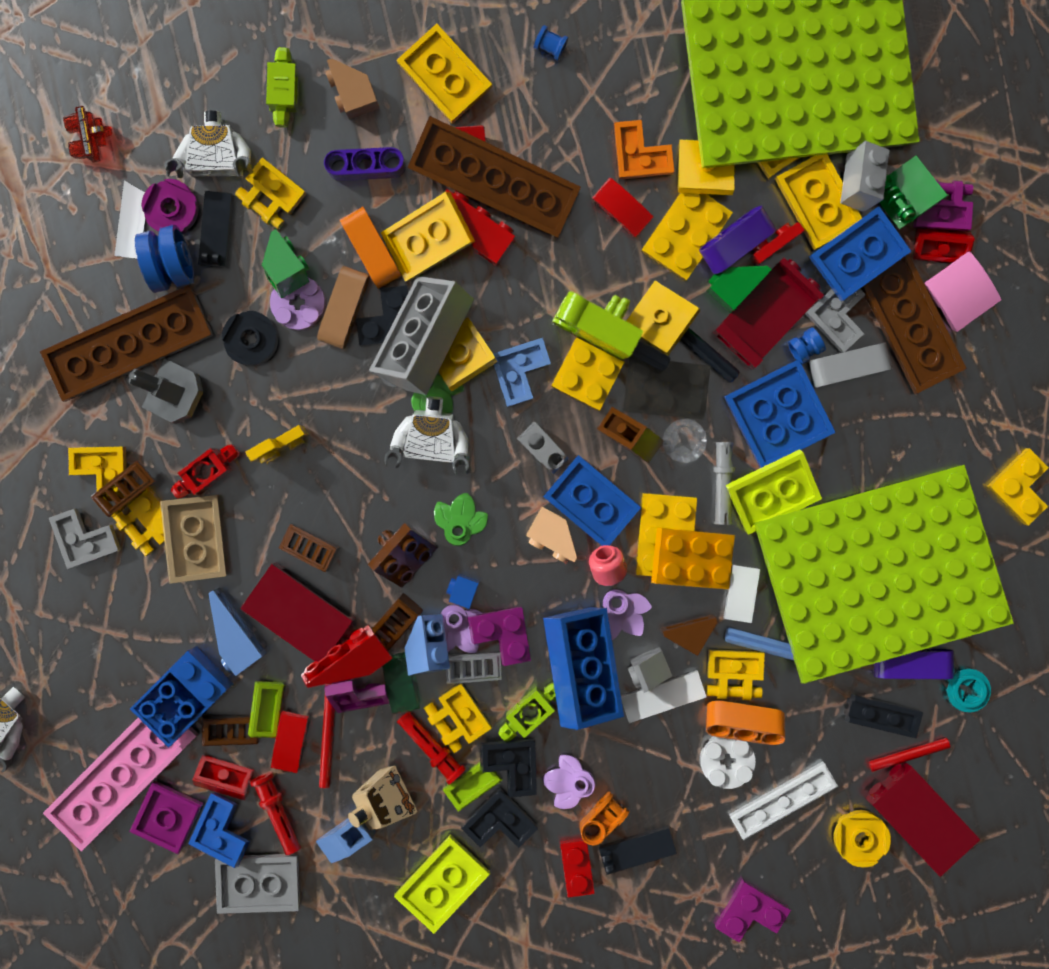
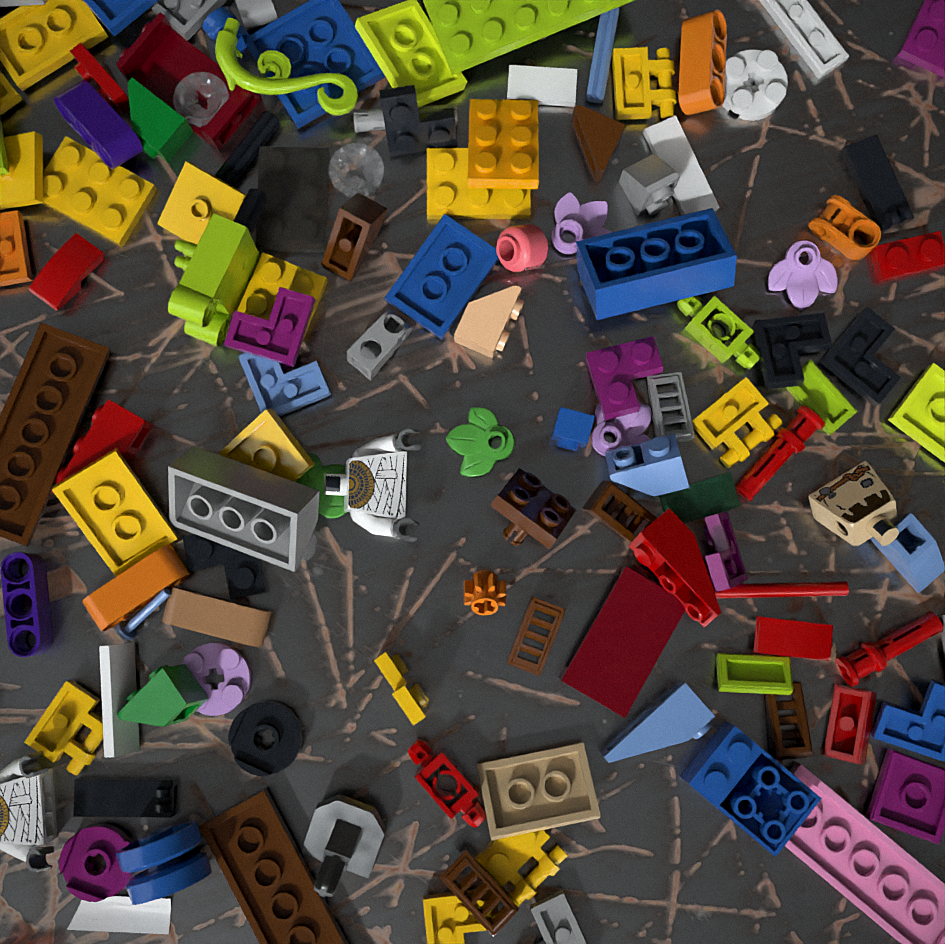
camera: 100 degrees left, 5 degrees down
(296, 229) = (117, 683): none -> white tile
(340, 238) = (127, 629): none -> medium blue pin
(343, 512) = (484, 592): none -> orange gear
(551, 368) = (275, 338): none -> magenta plate
(710, 485) = (411, 131): none -> black plate
(756, 310) = (186, 96): none -> clear gear
(774, 382) = (281, 83): none -> lime plant

